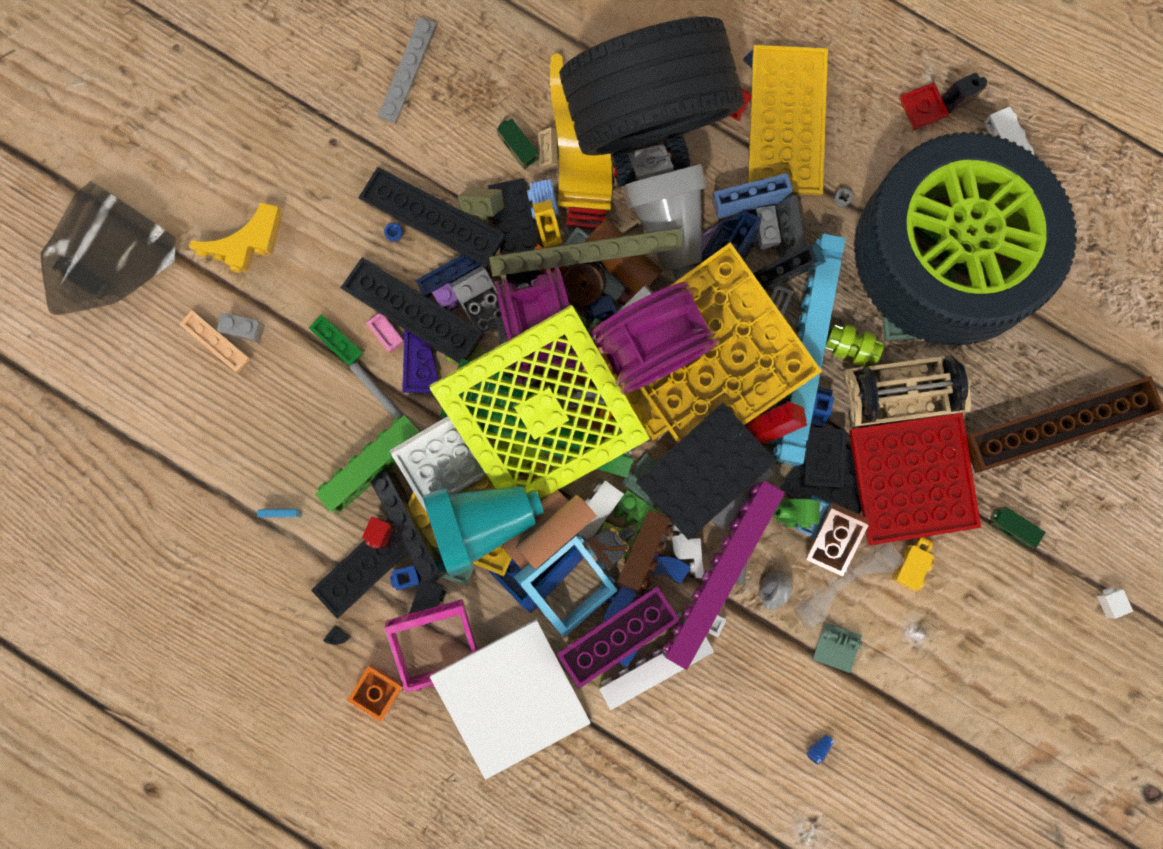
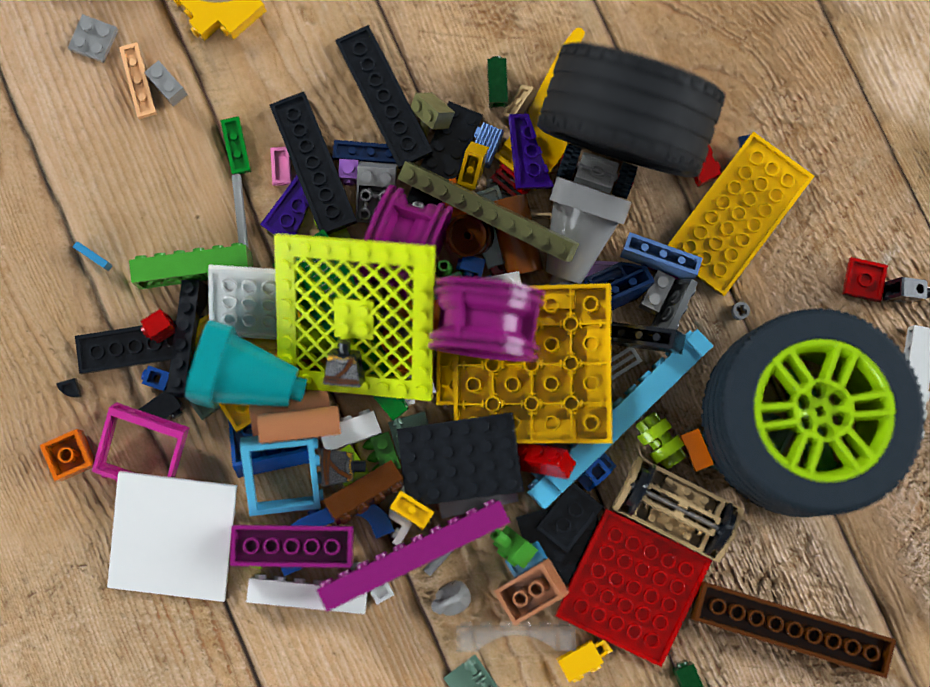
camera: 30 degrees right, 0 degrees up
(151, 332) = (93, 38): none -> light grey plate
(393, 232) = (344, 88): blue tile -> none
(560, 458) = (344, 366): none -> torso
(589, 191) = (528, 164): none -> dark purple wing
(695, 539) = (411, 510): none -> yellow panel
(888, 333) = (696, 450): none -> orange tile

